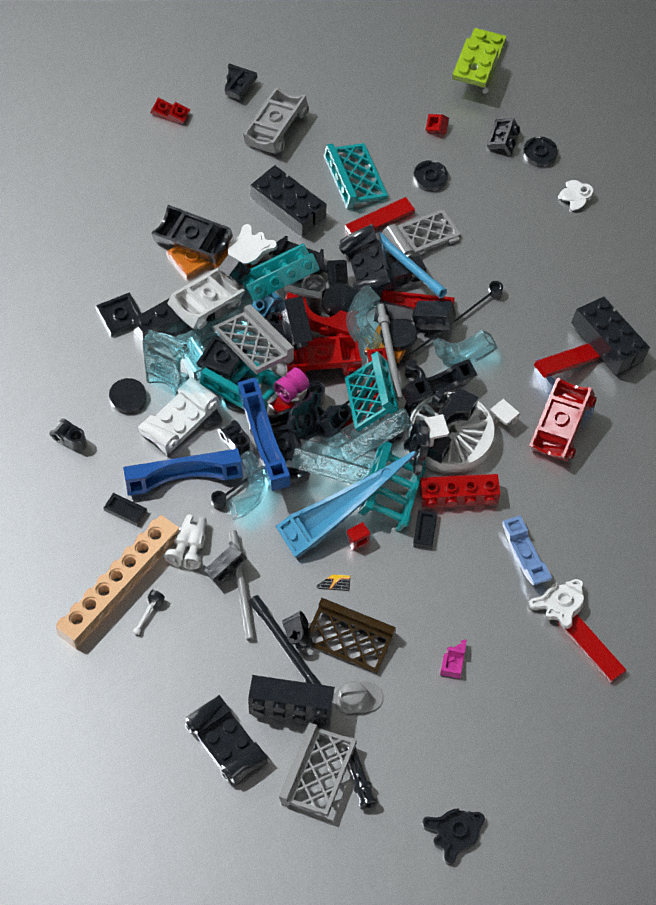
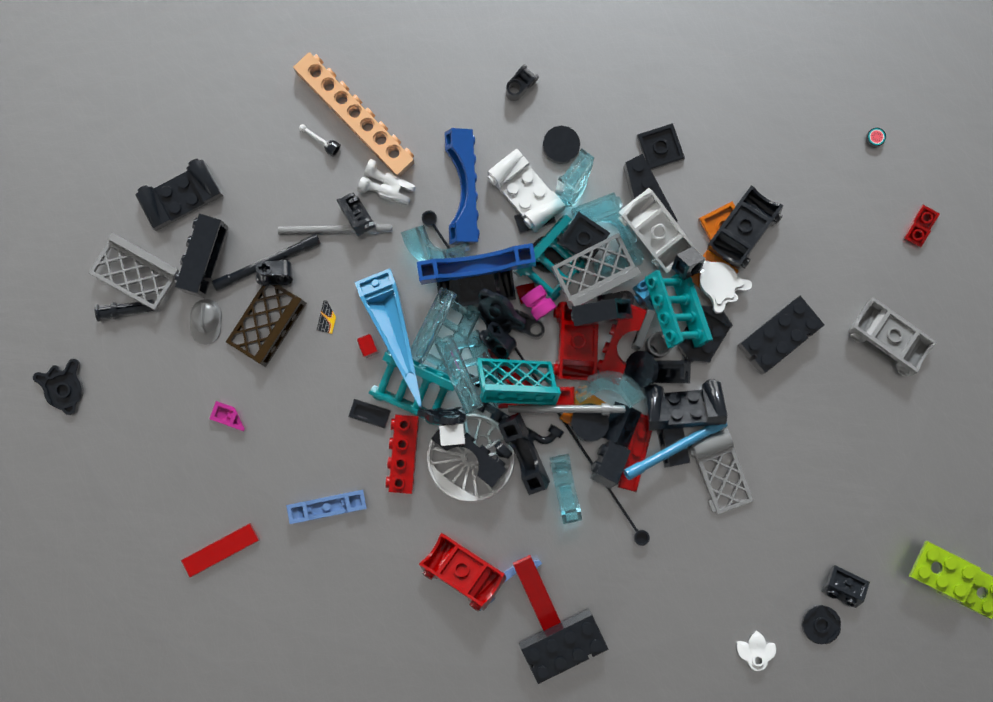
camera: 100 degrees right, 25 degrees up
(92, 150) = (876, 137): none -> tile
(125, 509) = (433, 130): black tile -> none
(235, 435) = (496, 241): black piece -> none
(238, 81) = (955, 304): black wing -> none
(342, 176) = (811, 397): teal fence -> none
(383, 216) = (749, 431): red tile -> none
(430, 175) = (801, 496): black tile -> none
(437, 123) = (871, 515): red slope -> none
(504, 412) = (483, 515): white panel -> none
(561, 602) = (268, 531): white tile -> none

